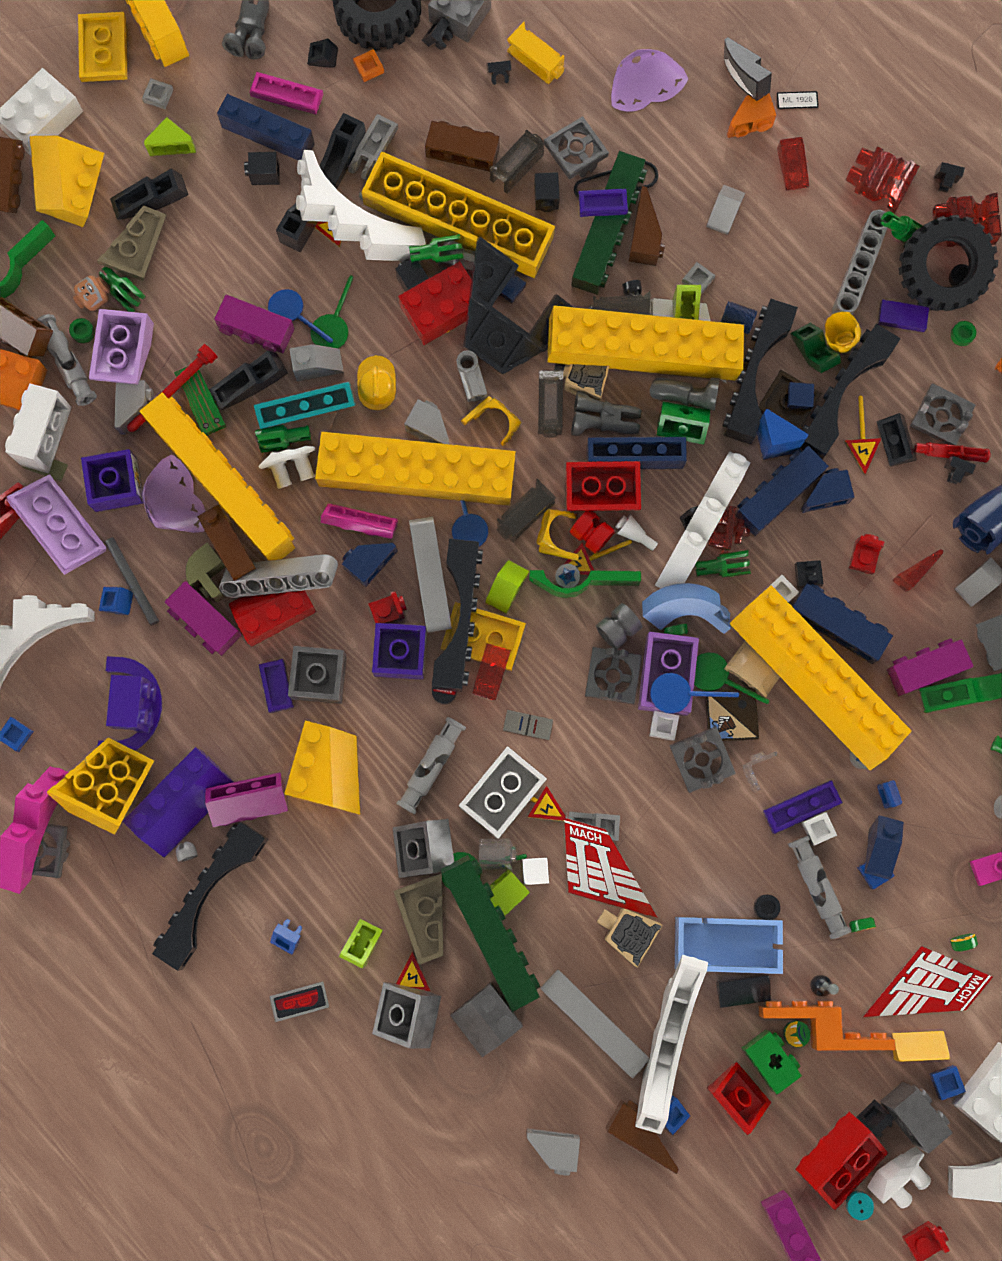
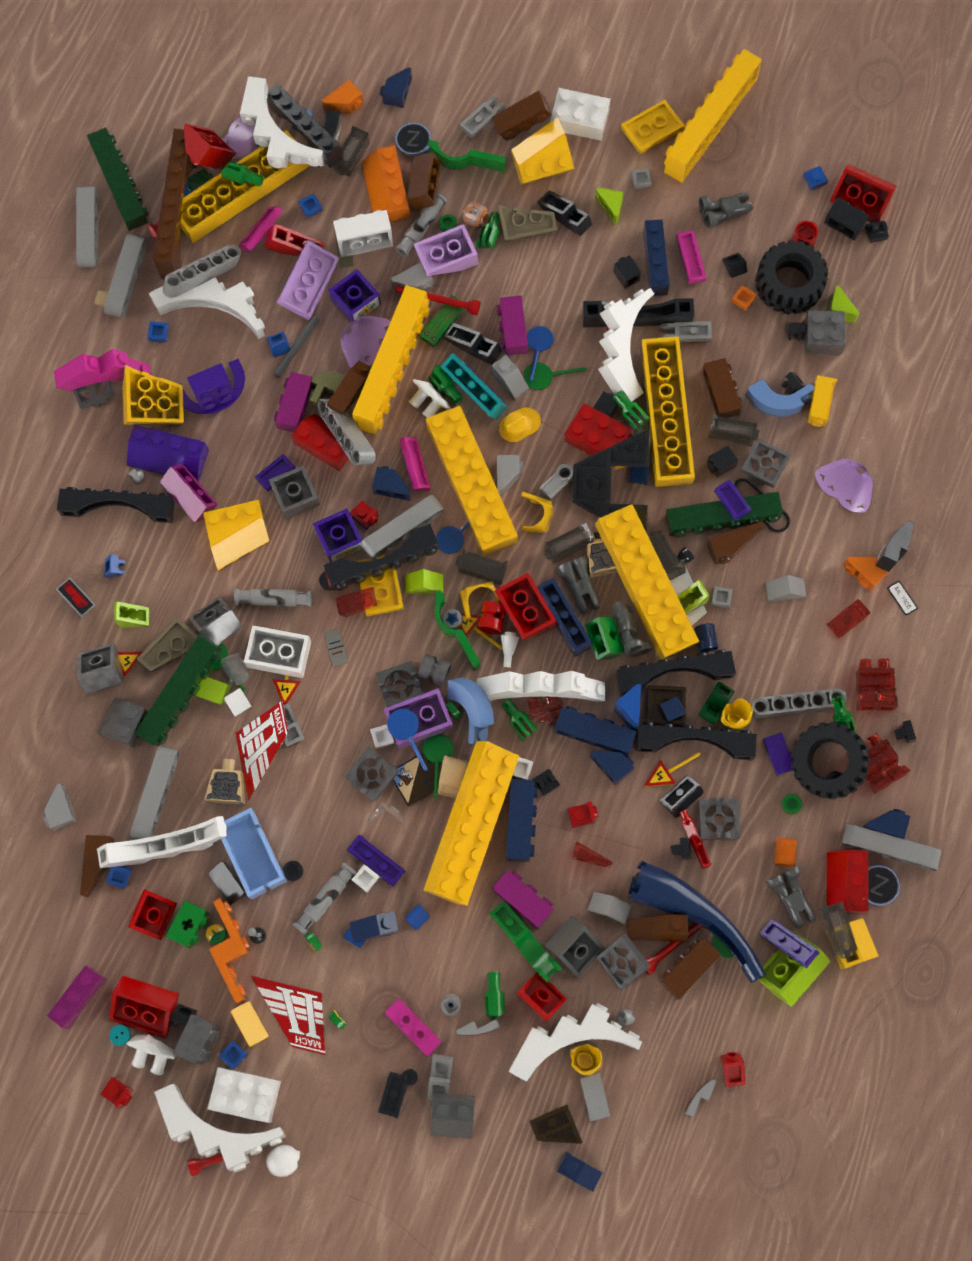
camera: 65 degrees right, 5 degrees down
(507, 106) = (775, 404): none -> medium blue arch

